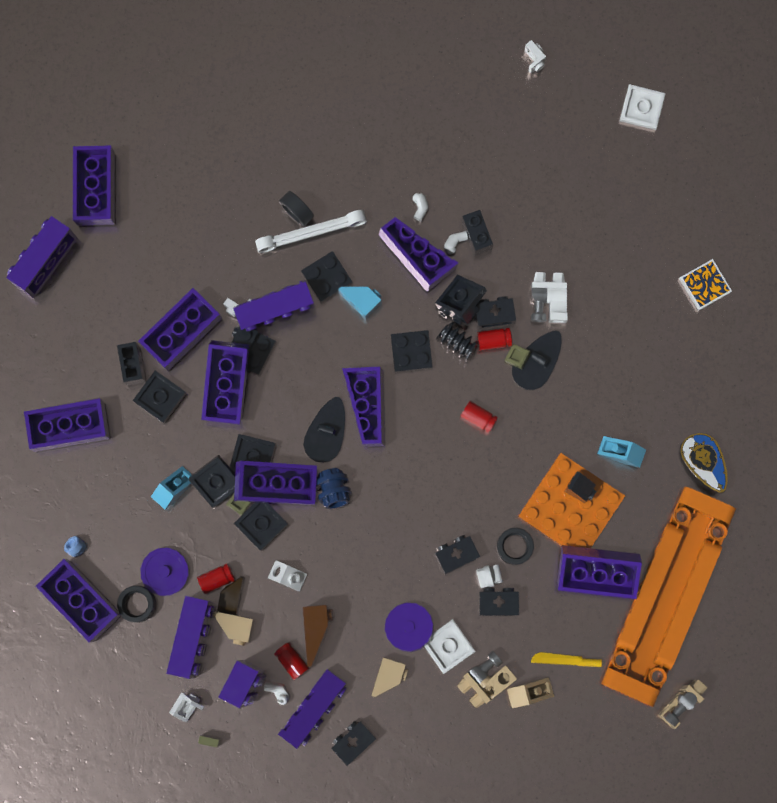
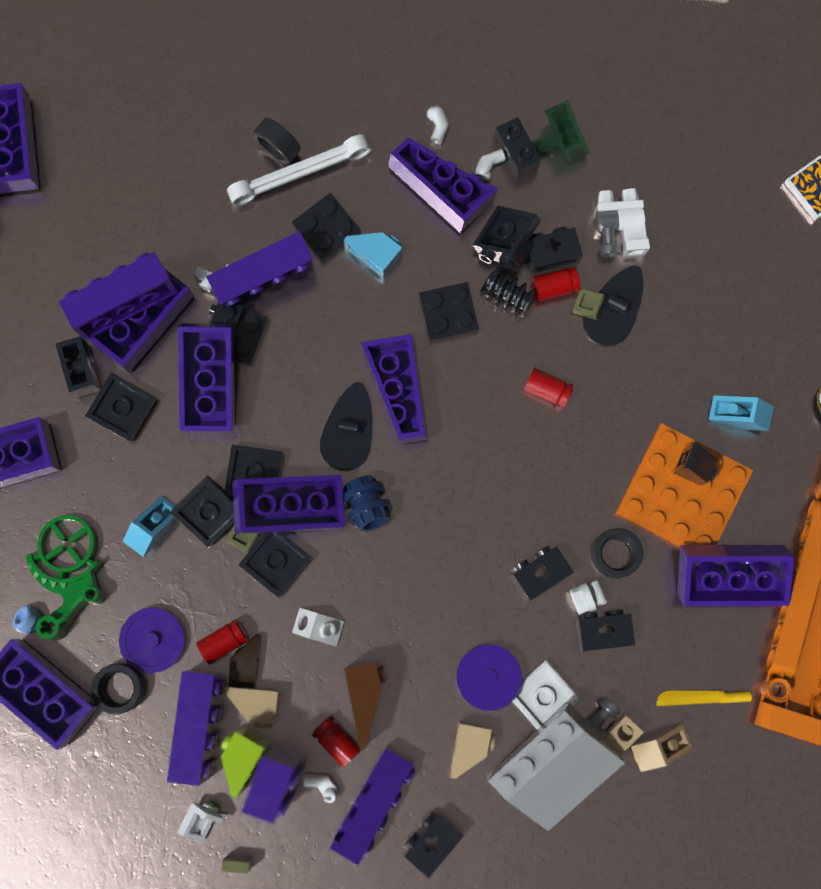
camera: 15 degrees left, 0 degrees up
(112, 529) = (76, 590): none -> green piece
(167, 316) = (117, 296): none -> dark purple brick
(221, 663) = (242, 756): none -> lime slope
(449, 698) = (556, 768): none -> light grey slope
(514, 225) = (564, 134): none -> clear green brick

